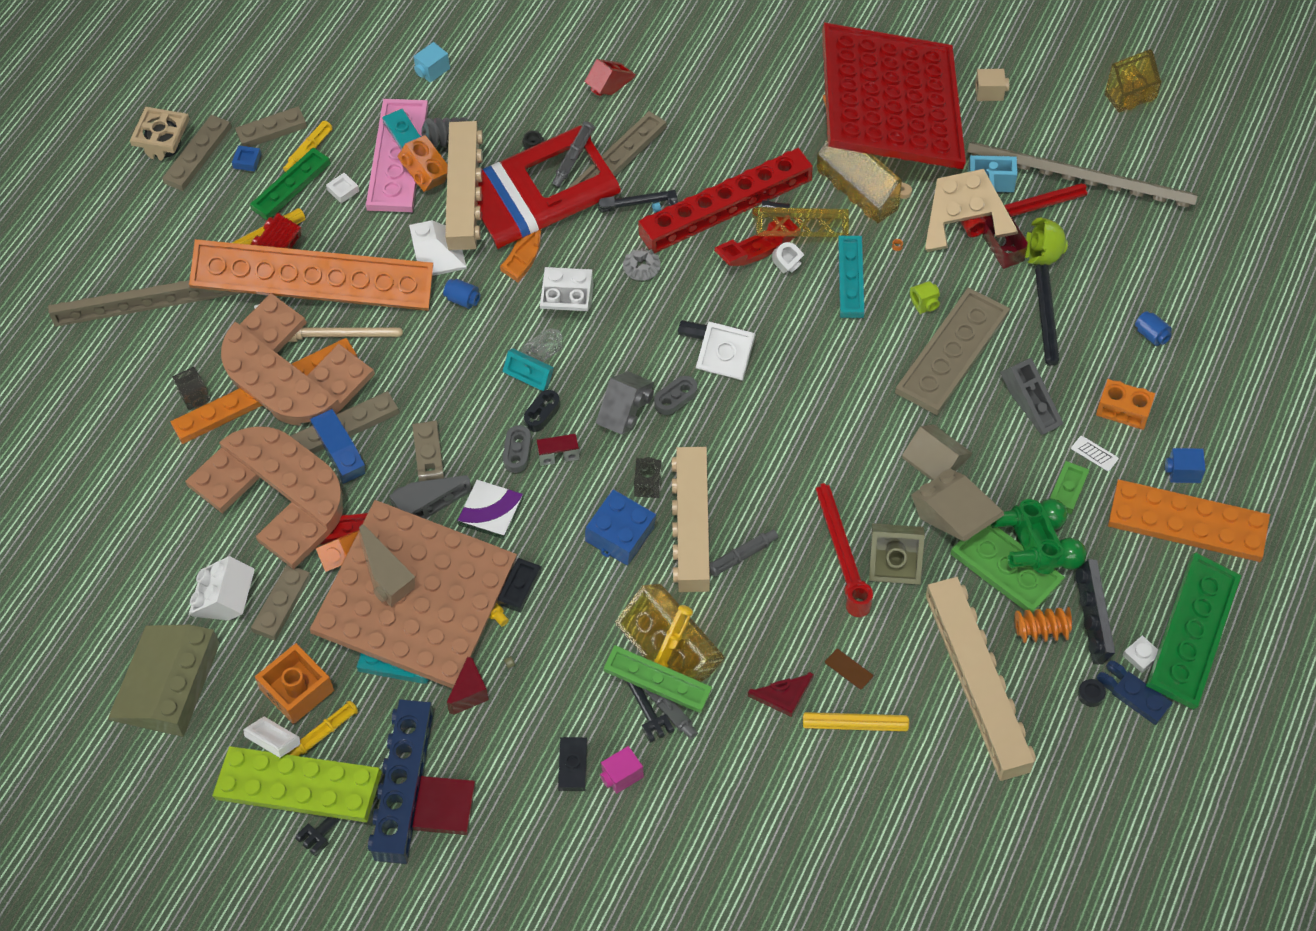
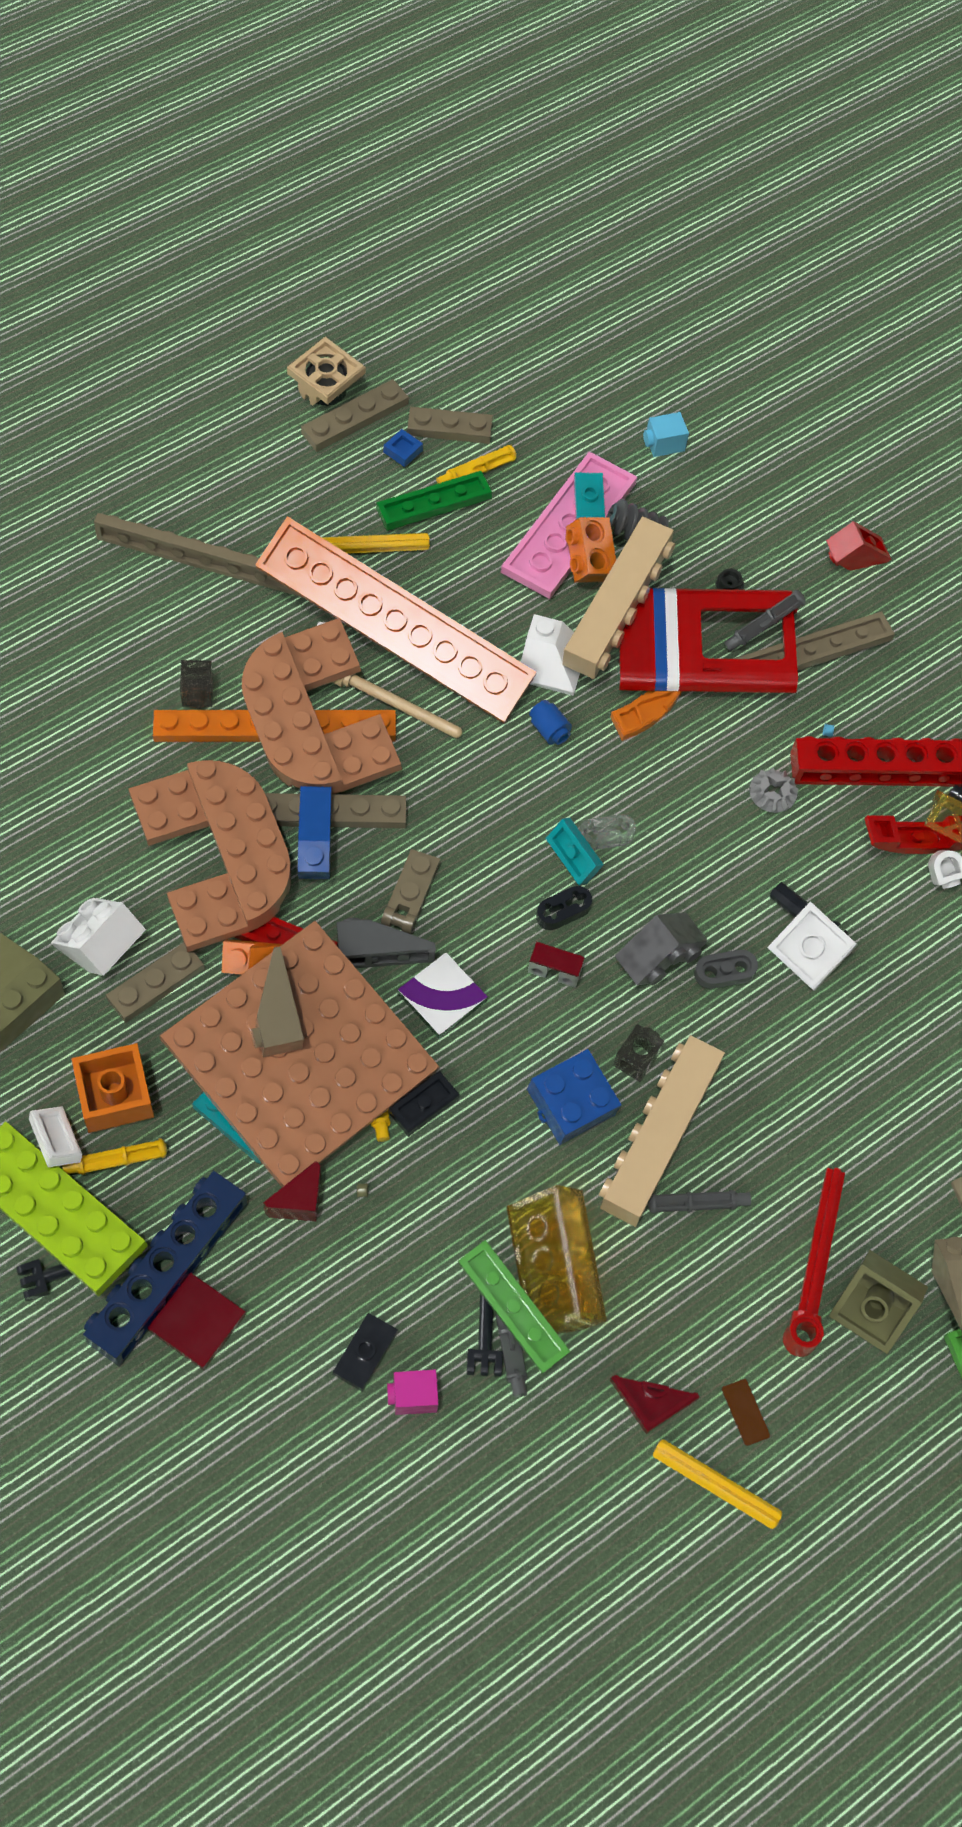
camera: 20 degrees right, 5 degrees up
(278, 233) = (386, 554): red brick -> none
(342, 188) = (488, 533): white plate -> none
(516, 450) = (509, 941): dark grey plate -> none
(567, 289) = (669, 779): white slope -> none
(610, 203) = (777, 700): black hinge -> none
(674, 634) = (558, 1266): yellow piece -> none
(979, 679) = (893, 1516): tan brick -> none

